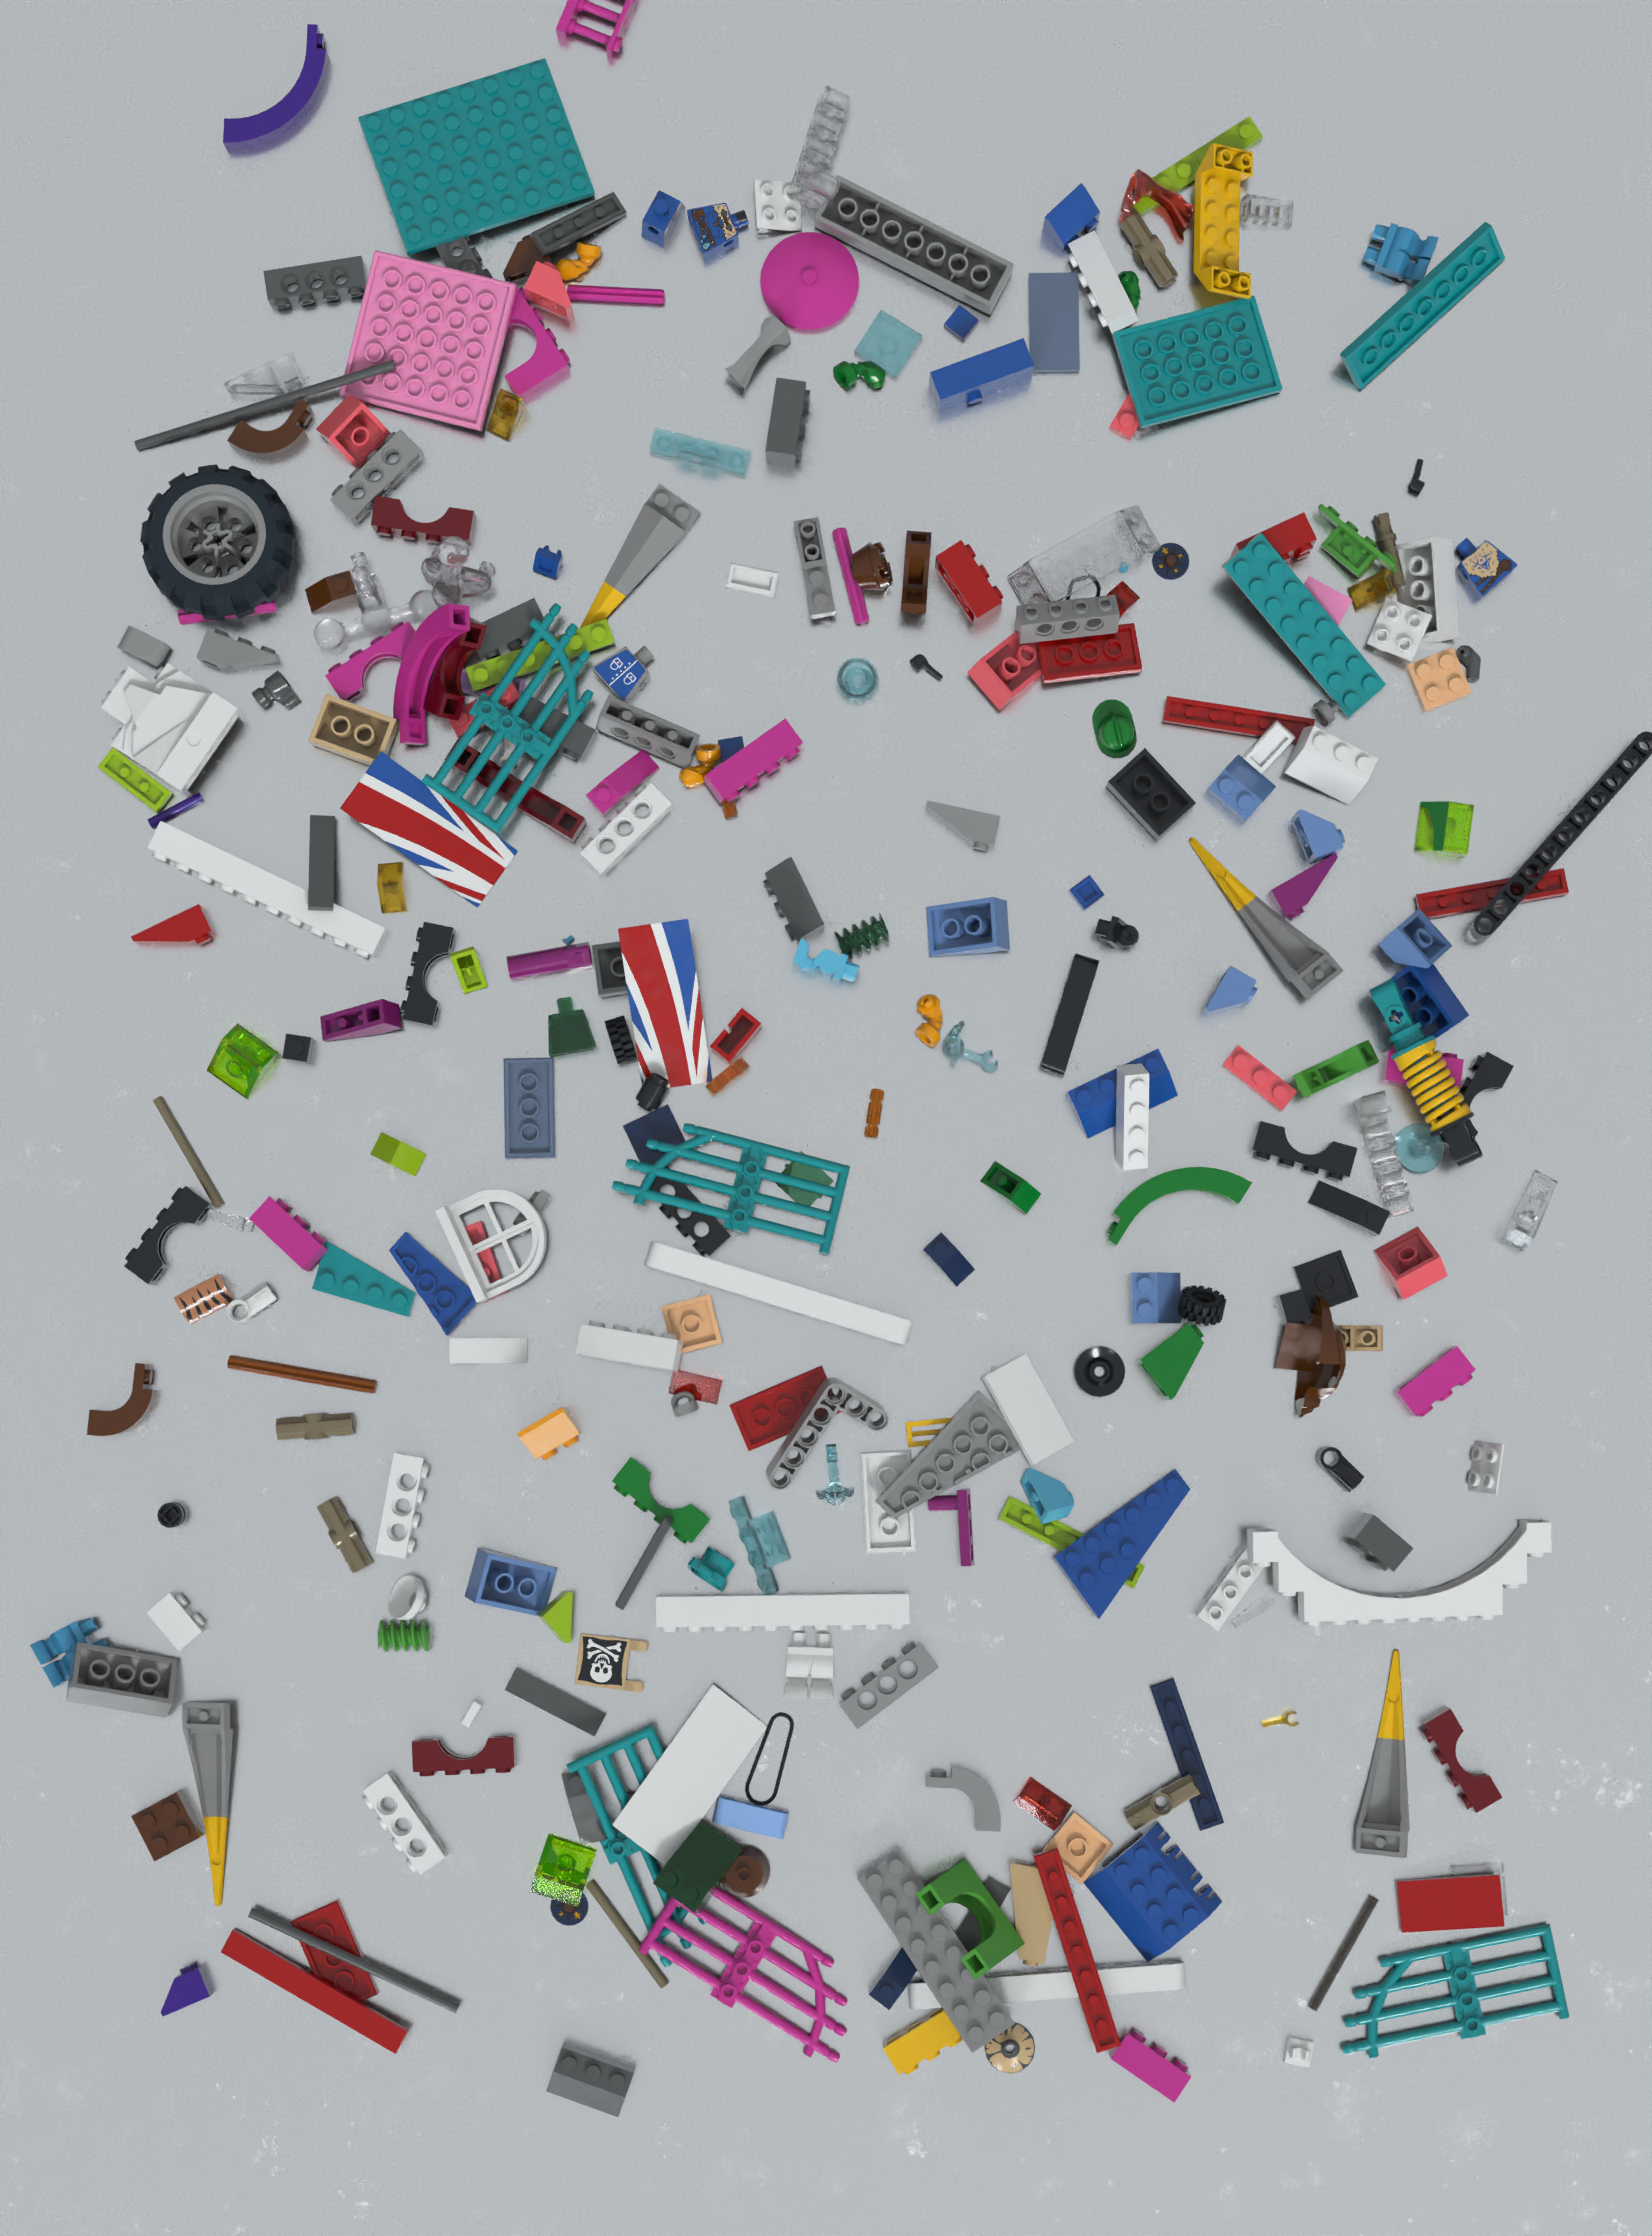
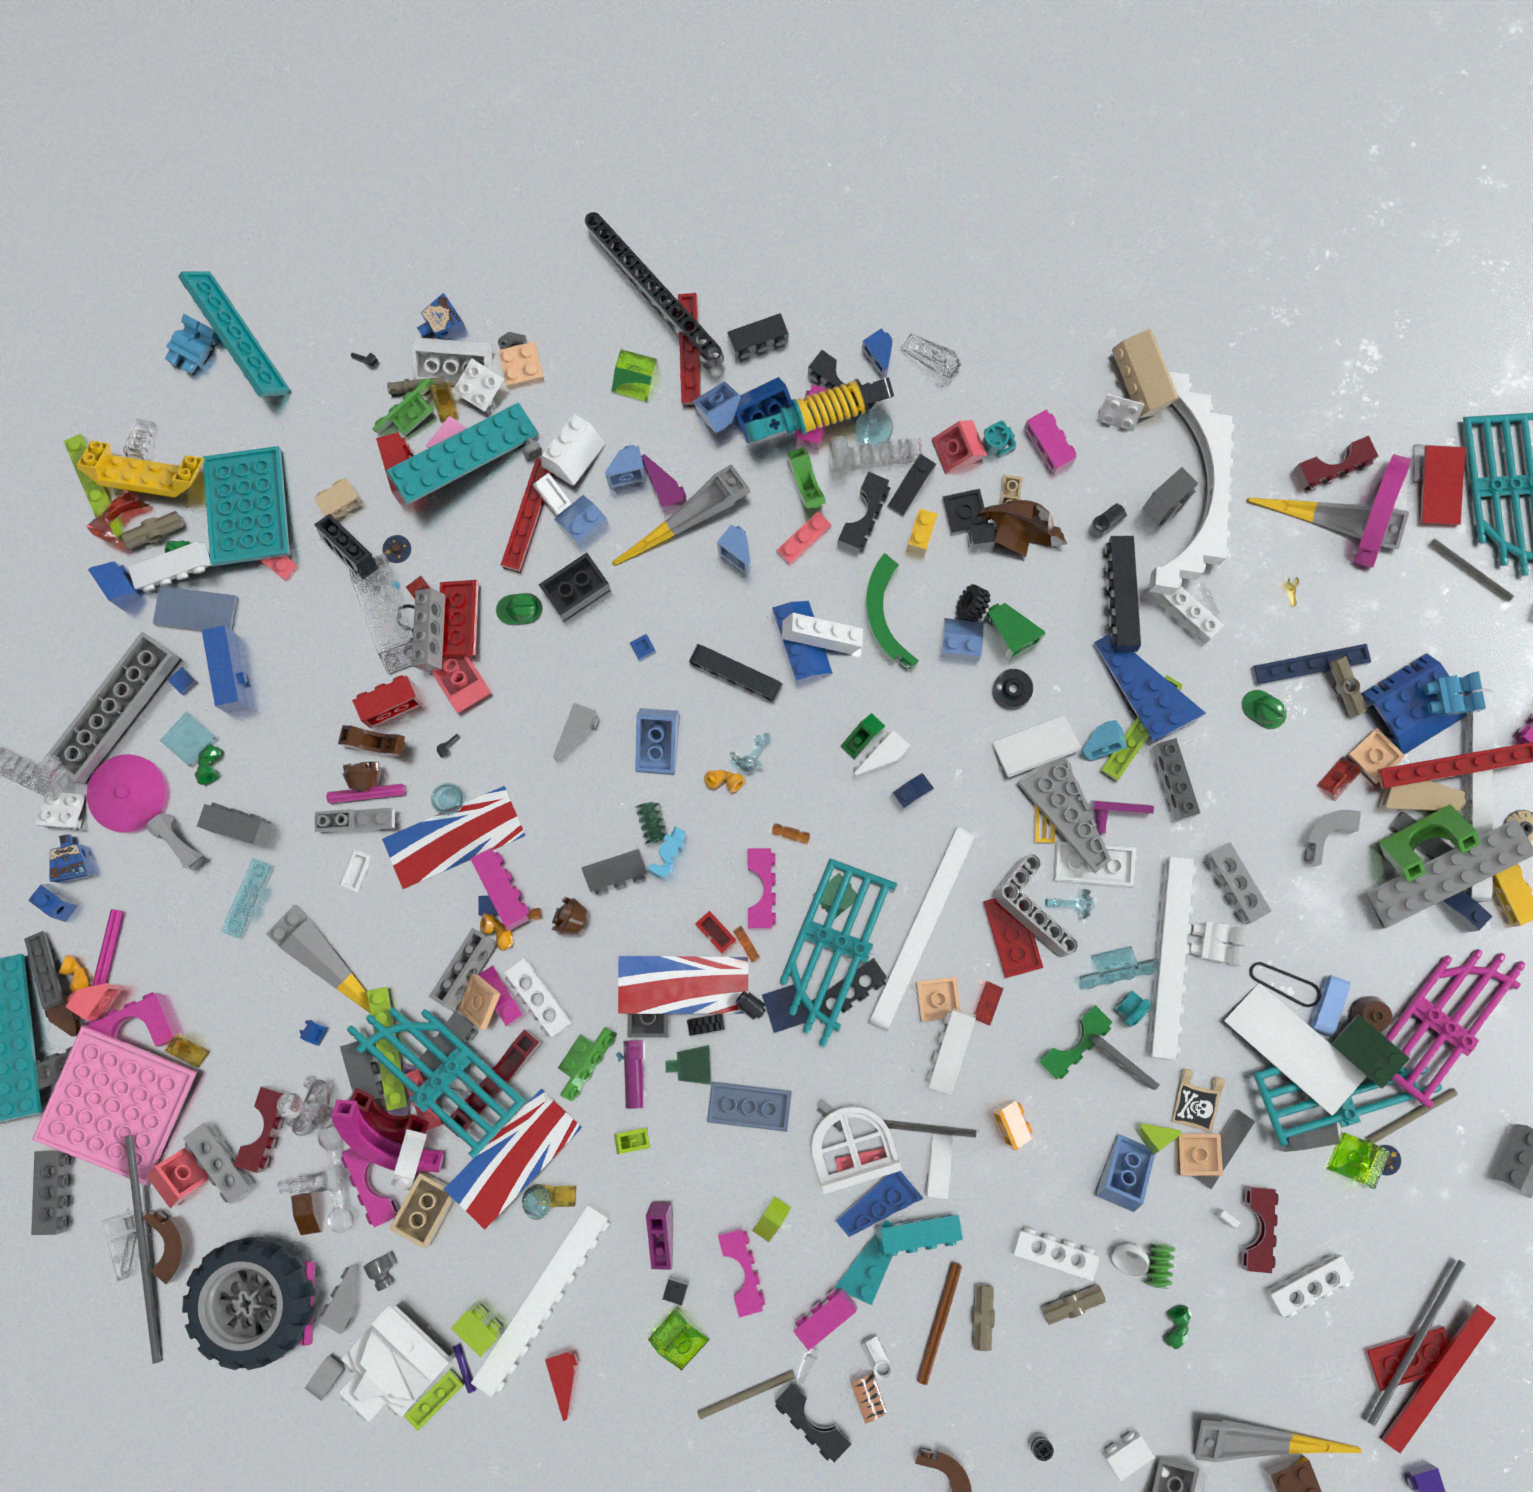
camera: 85 degrees left, 5 degrees down
(223, 818) = (477, 1329): none -> lime brick
(321, 863) = (526, 1251): dark grey tile -> none
(346, 1666) = (1179, 1316): none -> green arm
(360, 1113) = (748, 1298): none -> dark pink arch
(380, 865) = (535, 1202): none -> clear light blue hat
(403, 1334) = (918, 1234): none -> teal brick
(409, 703) = (408, 1159): none -> white slope
(434, 943) = (606, 1166): black arch -> none
(532, 1333) = (930, 1128): none -> clear smoke piece
(544, 1671) = (1200, 1155): none -> light nougat plate
(557, 895) = (582, 1060): none -> bright green bracket
(611, 757) = (479, 1001): none -> light nougat plate
(624, 672) = (412, 982): torso -> none
(684, 1408) = (1004, 1014): light grey tile -> none
(729, 852) = (570, 917): none -> reddish brown cone
(766, 1089) = (760, 862): none -> dark pink arch
(806, 691) = (453, 839): none -> sticker
(992, 1221) = (886, 754): none -> white slope
(1010, 1592) = (1176, 779): none -> dark grey brick
(1117, 933) = (678, 625): black hips -> none
(1119, 1698) = (1264, 709): none -> green piece
(1159, 498) = (346, 546): none -> black brick
(1165, 1927) = (1450, 698): none -> dark azure hips
(1222, 475) = (337, 499): none -> tan brick
(1242, 1498) = (1124, 594): none -> black brick
(1288, 1228) = (921, 531): none -> yellow brick
(1406, 1822) = (1382, 510): none -> dark pink arch
(1429, 1310) = (997, 437): none -> teal piece
(1521, 981) = (758, 336): none -> black brick
(1527, 1142) = (878, 348): none -> blue slope
(1543, 1493) = (1145, 373): none -> tan slope

